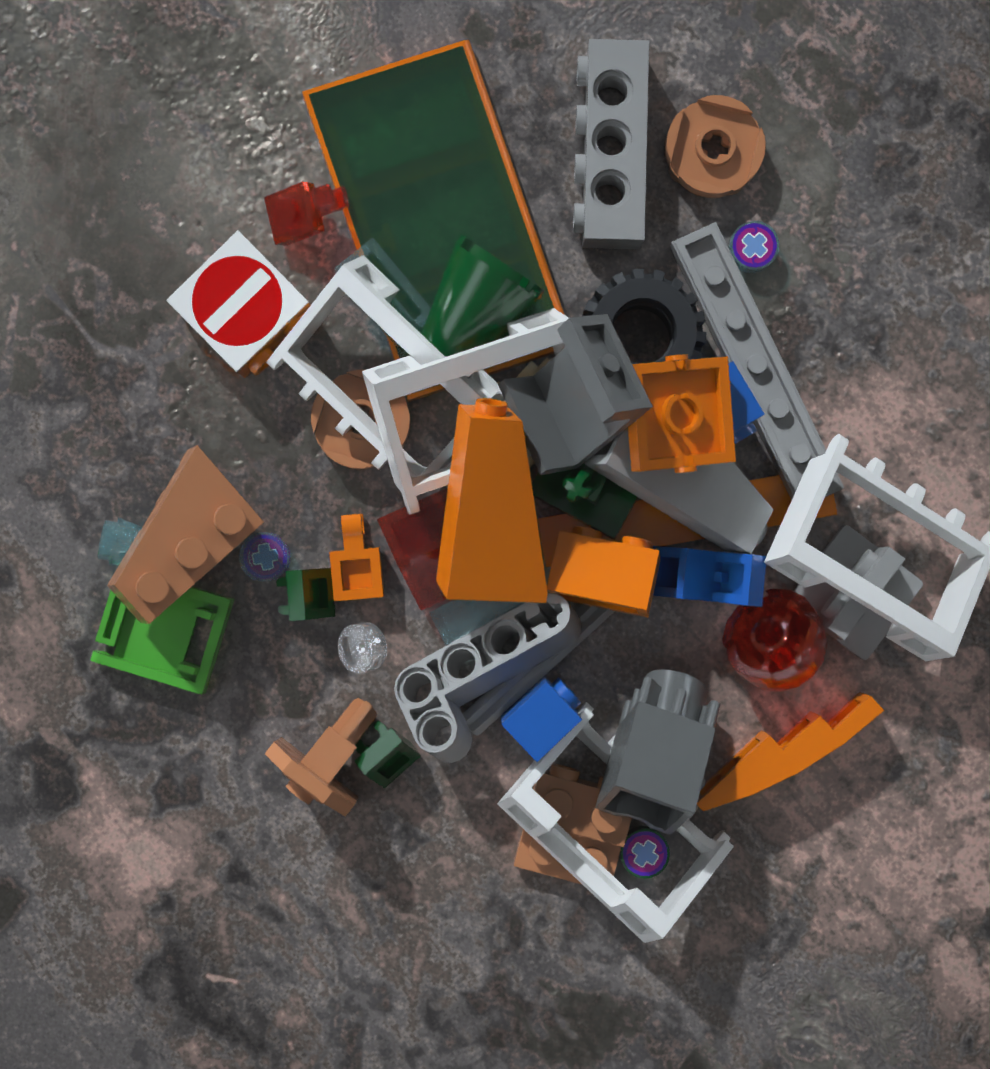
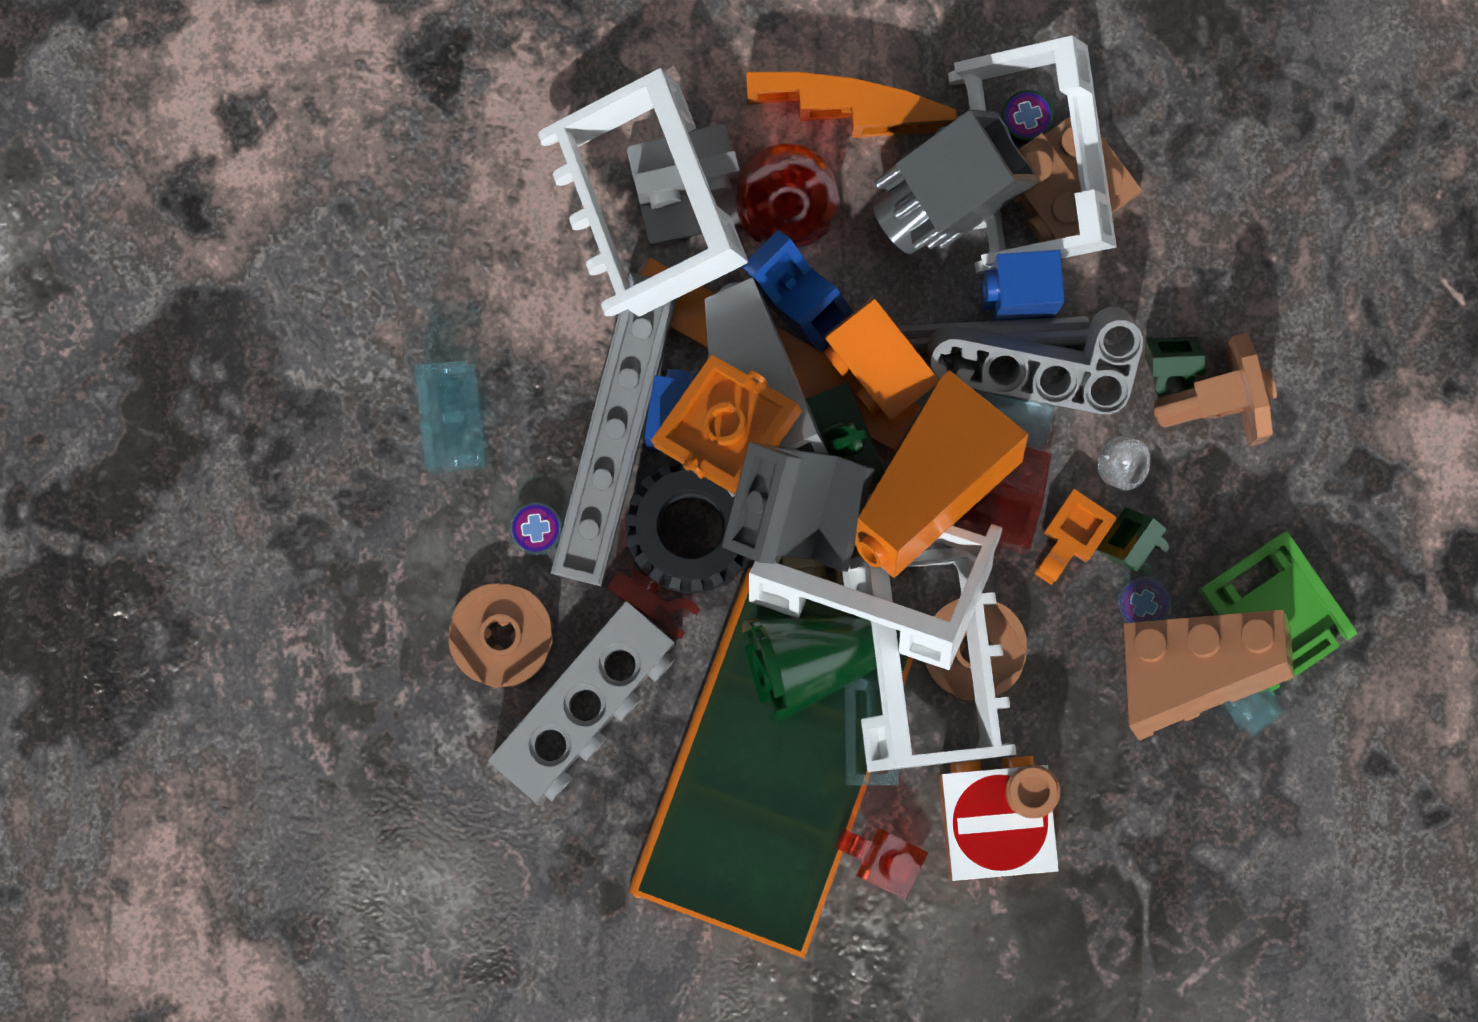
camera: 140 degrees left, 5 degrees down
(230, 340) = (1032, 791): none -> nougat tile
(626, 257) = (641, 594): none -> clear red plate
(886, 274) = (450, 417): none -> clear light blue hinge

